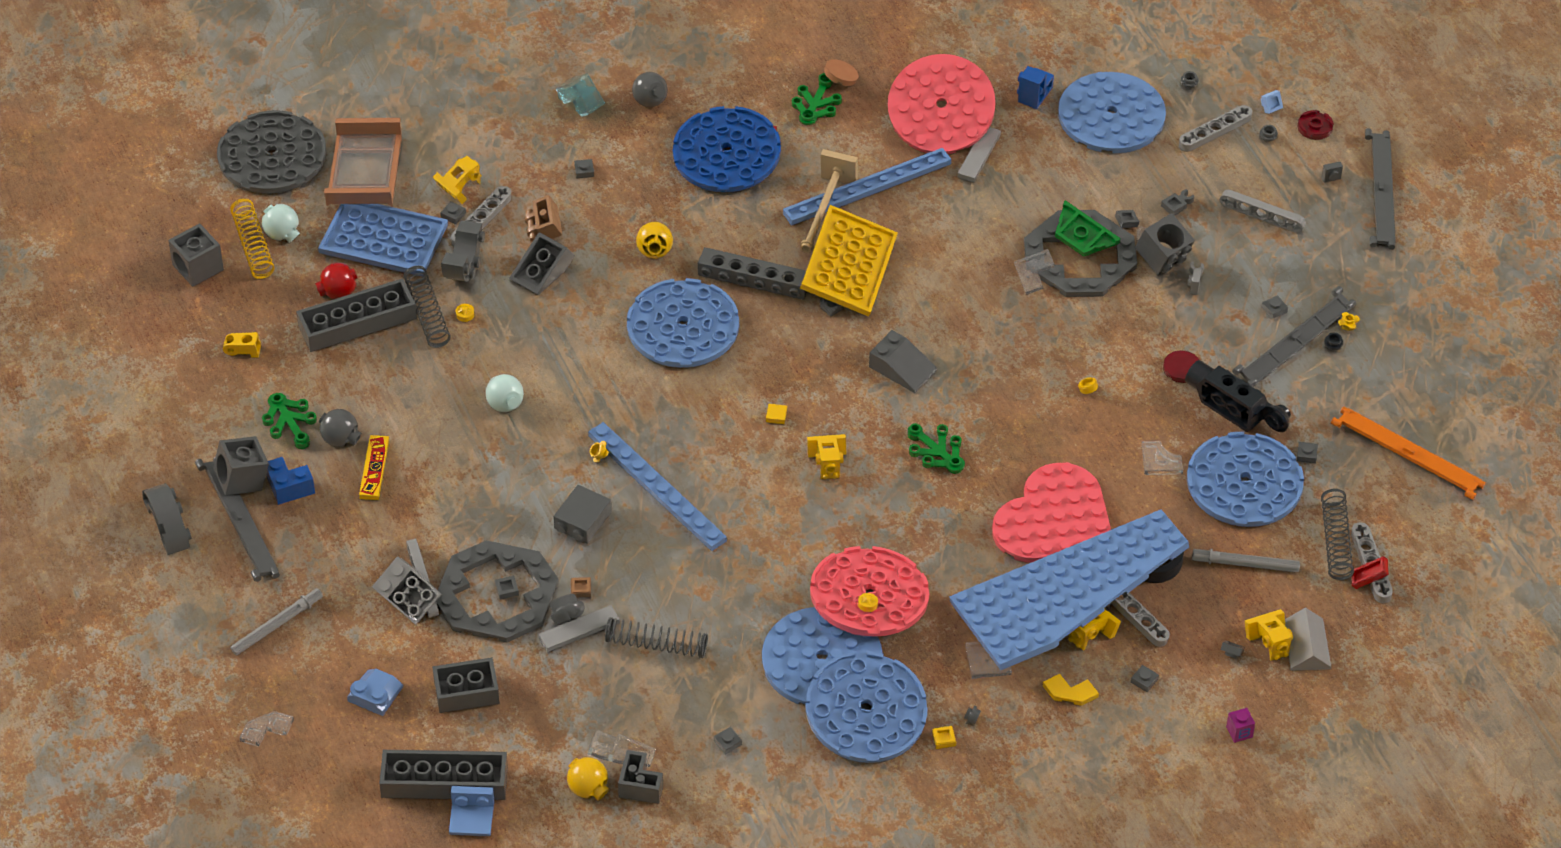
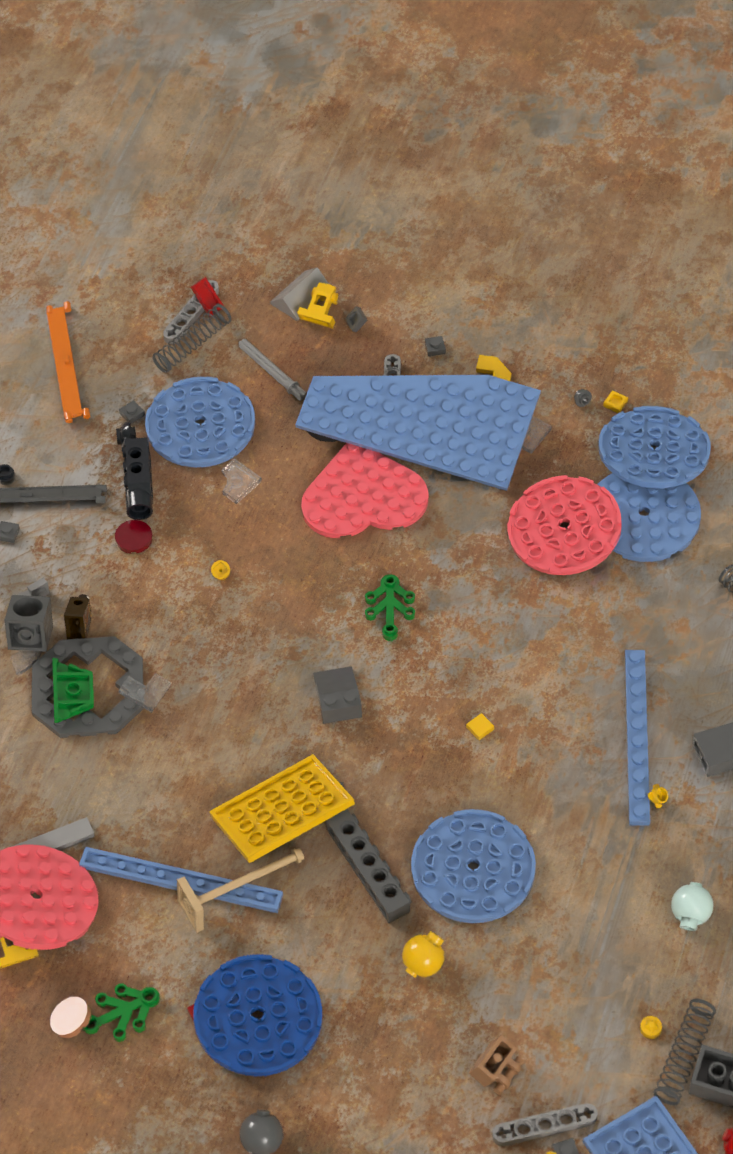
camera: 135 degrees left, 5 degrees up
(465, 256) = (615, 1073): dark grey brick -> none
(542, 264) = (539, 1018): dark grey slope -> none
(584, 168) = (400, 1106): dark grey plate -> none
(827, 458) = (474, 659): yellow tile -> none
(868, 602) = (581, 505): yellow tile -> none
(1127, 218) = (18, 683): dark grey plate -> none
(1141, 278) = (77, 609): none -> dark brown torso
(1240, 725) = (412, 270): magenta brick -> none

